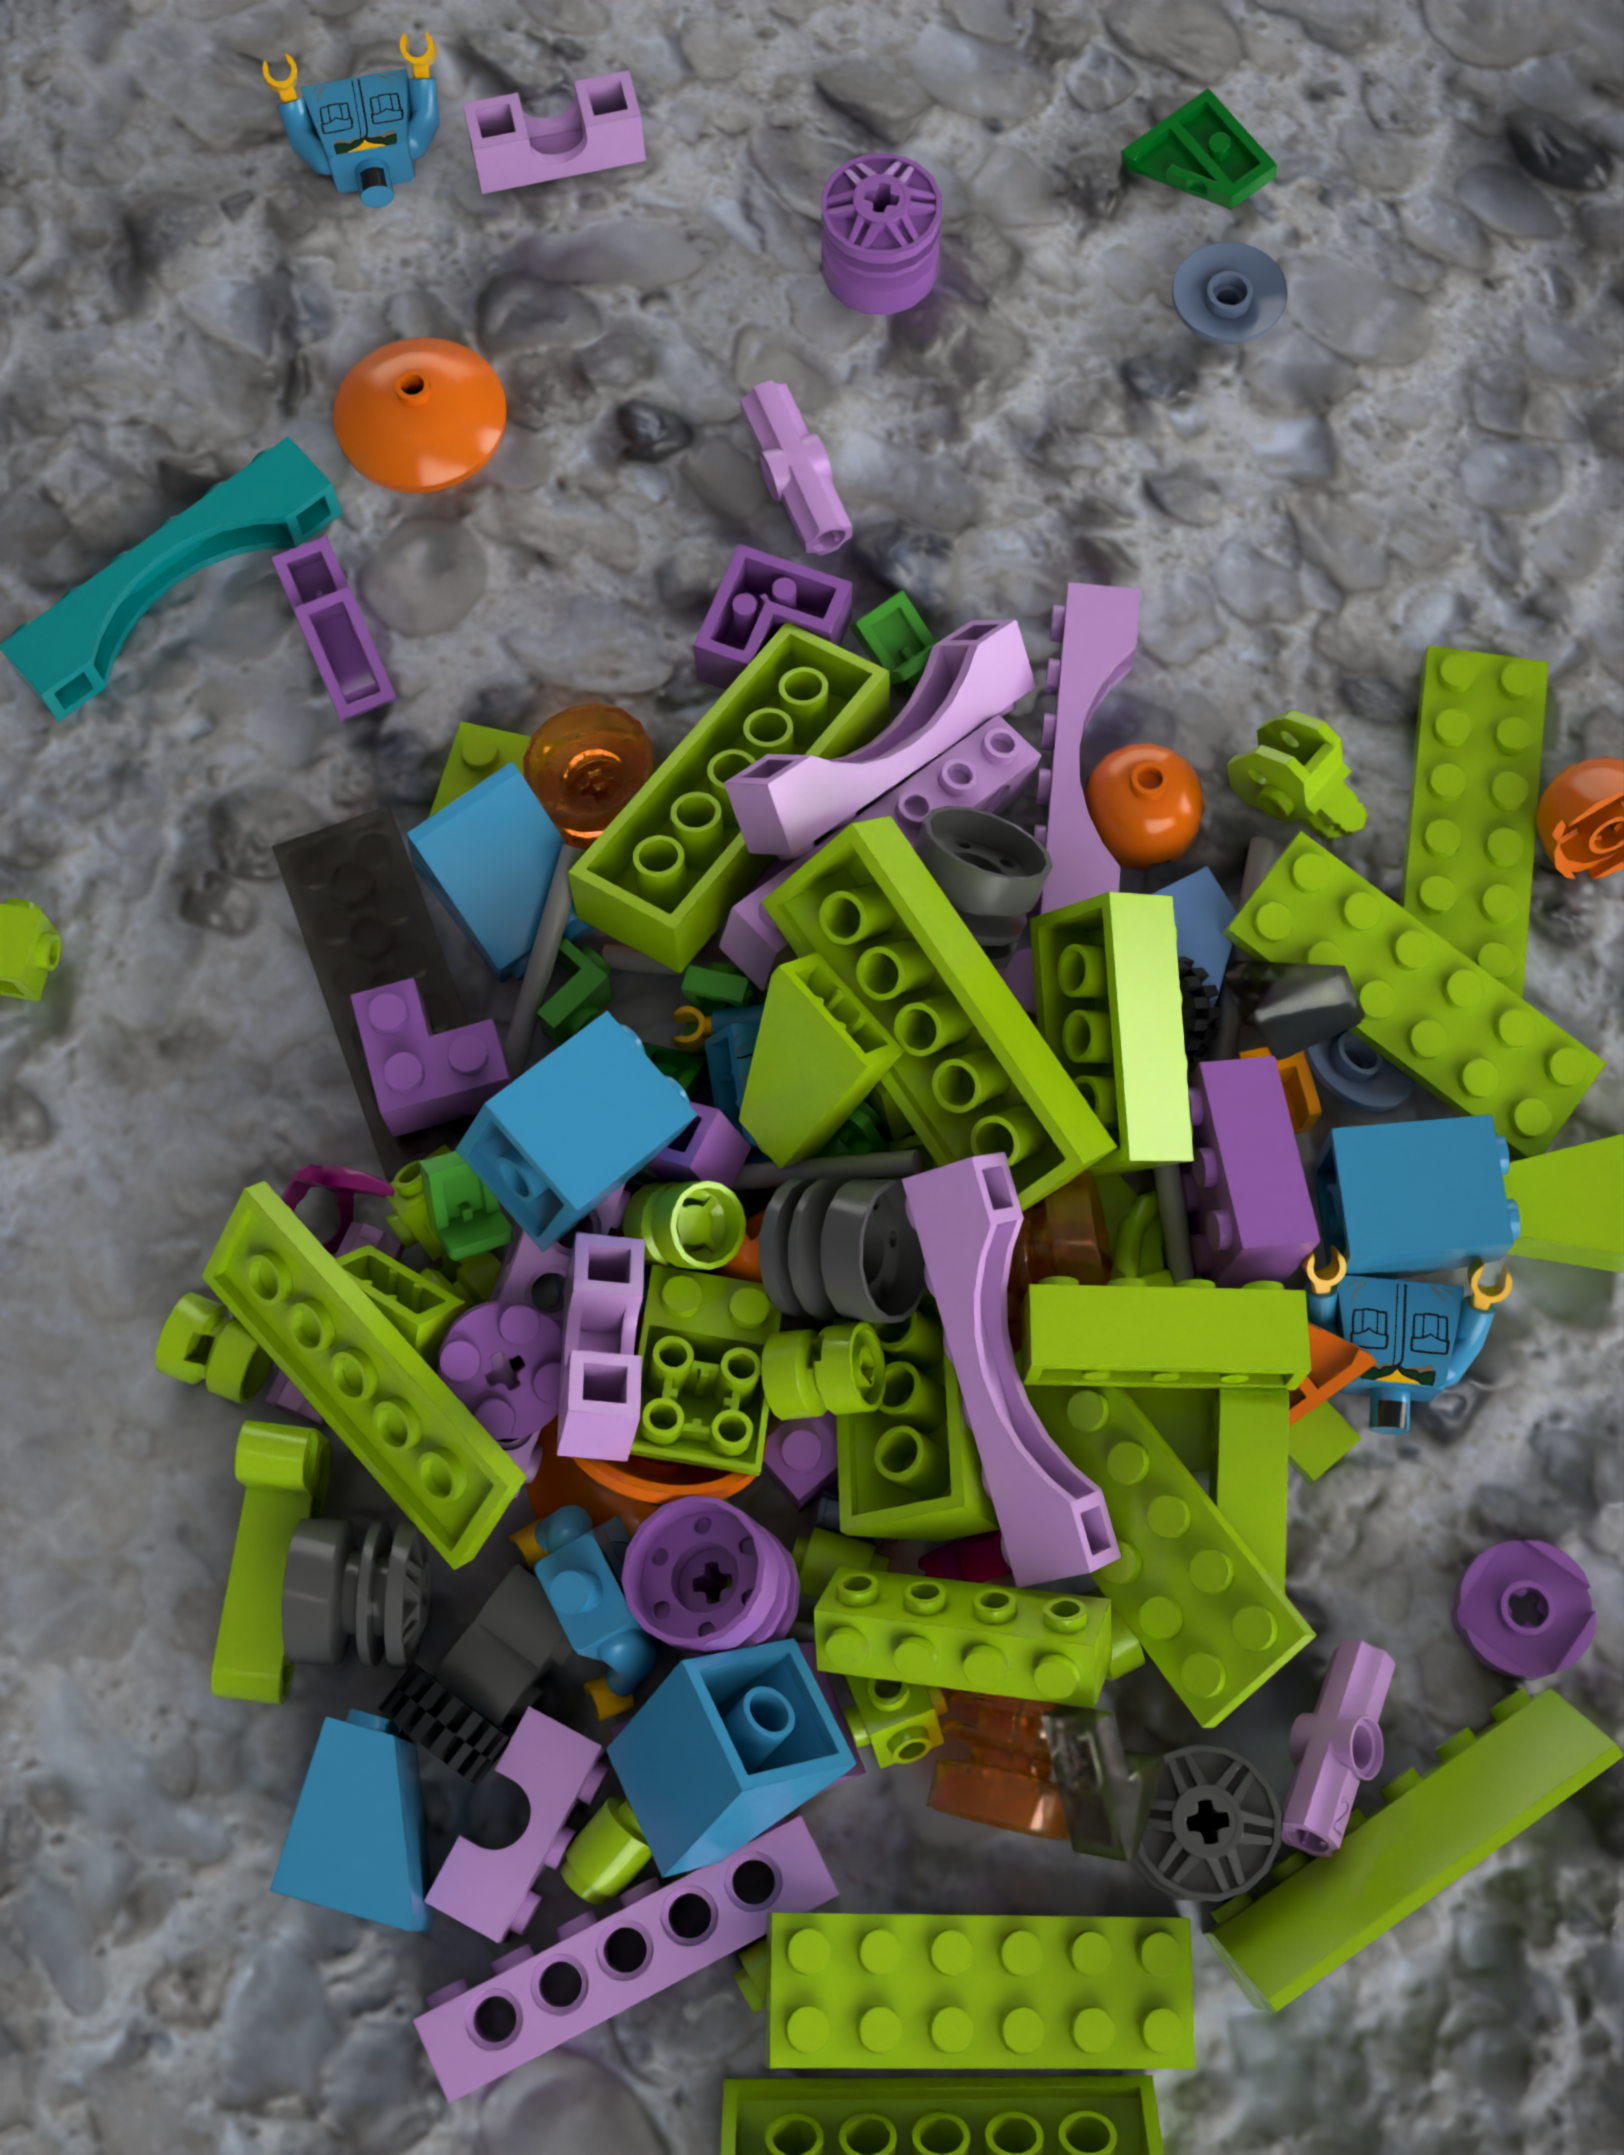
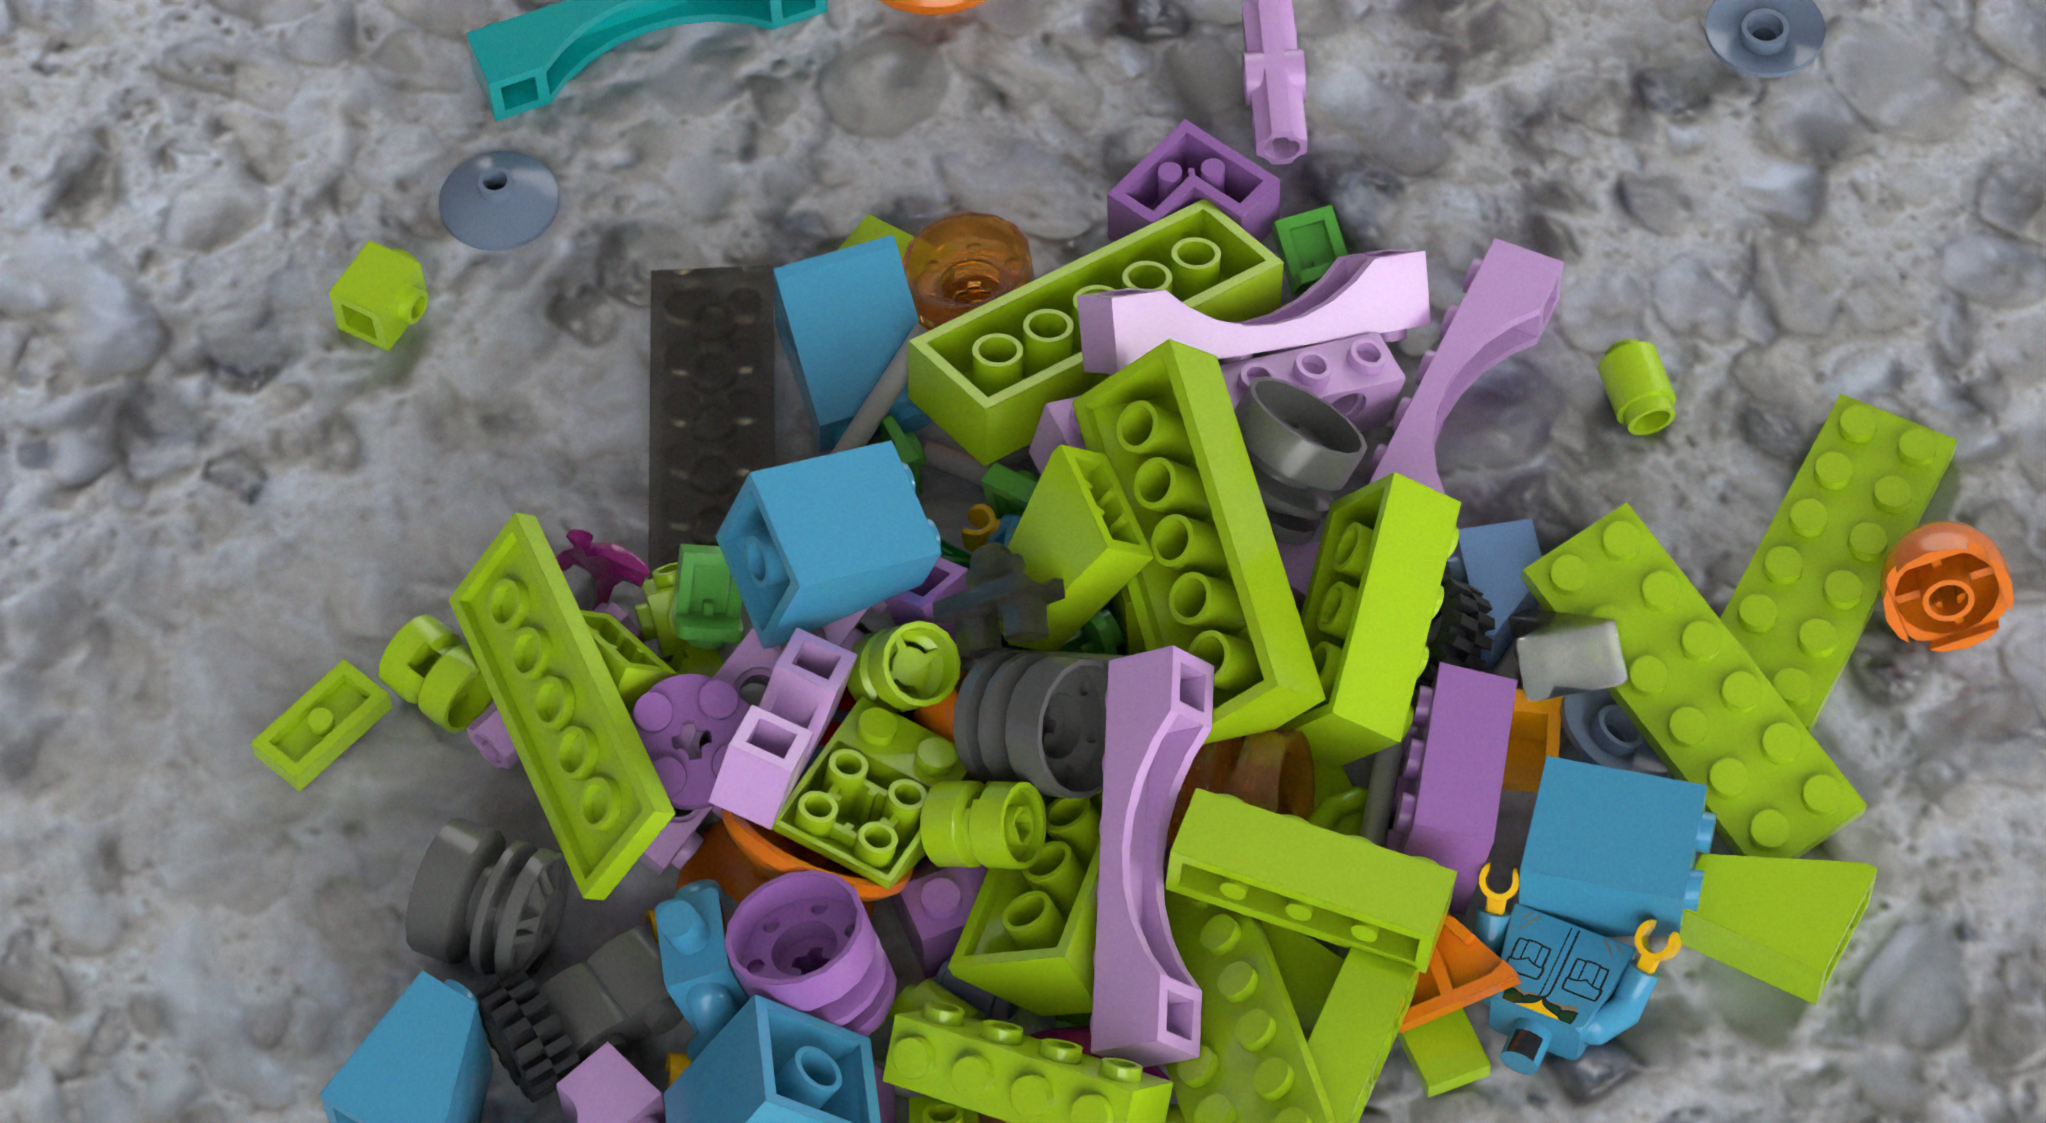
camera: 20 degrees right, 15 degrees down
(104, 826) = (500, 217): none -> sand blue dish
(117, 1436) = (321, 725): none -> lime plate
(284, 1481) = (459, 779): lime beam -> none
(334, 628) = (779, 102): medium lavender slope -> none
(423, 1075) = (706, 467): medium lavender brick -> none
(754, 1117) = (997, 595): none -> clear smoke hips
(1145, 804) = (1498, 458): orange cylinder -> none
(1243, 690) = (1637, 386): none -> lime brick
(1299, 776) = (1655, 468): lime hinge -> none

